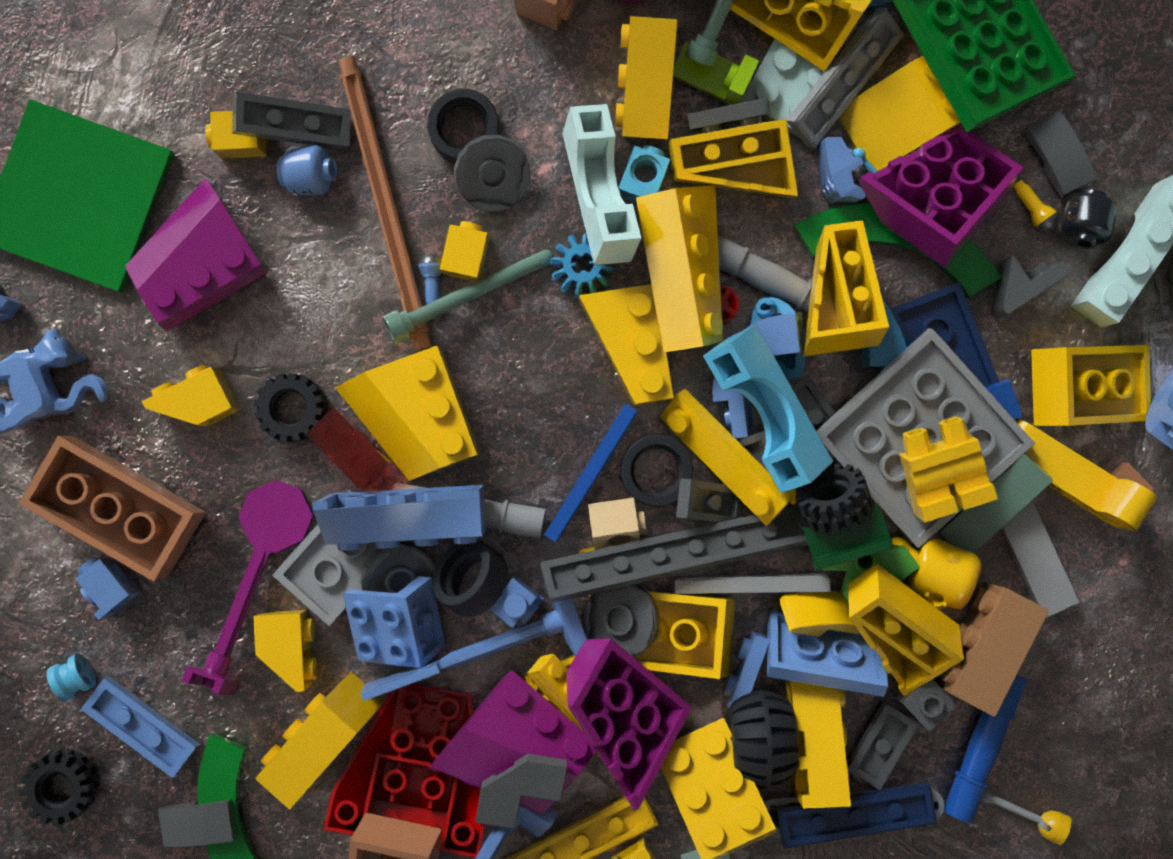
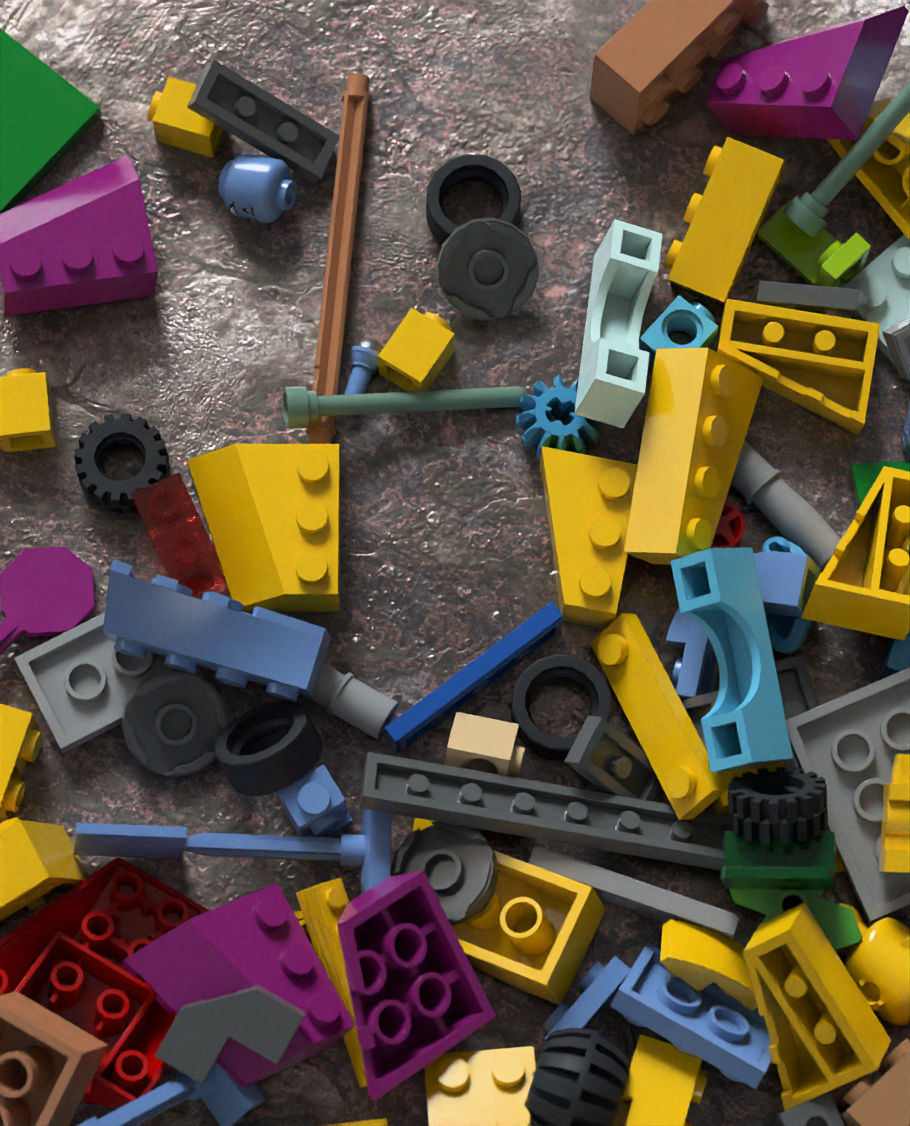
camera: 20 degrees right, 15 degrees down
(396, 626) = (148, 772): medium blue bracket -> none

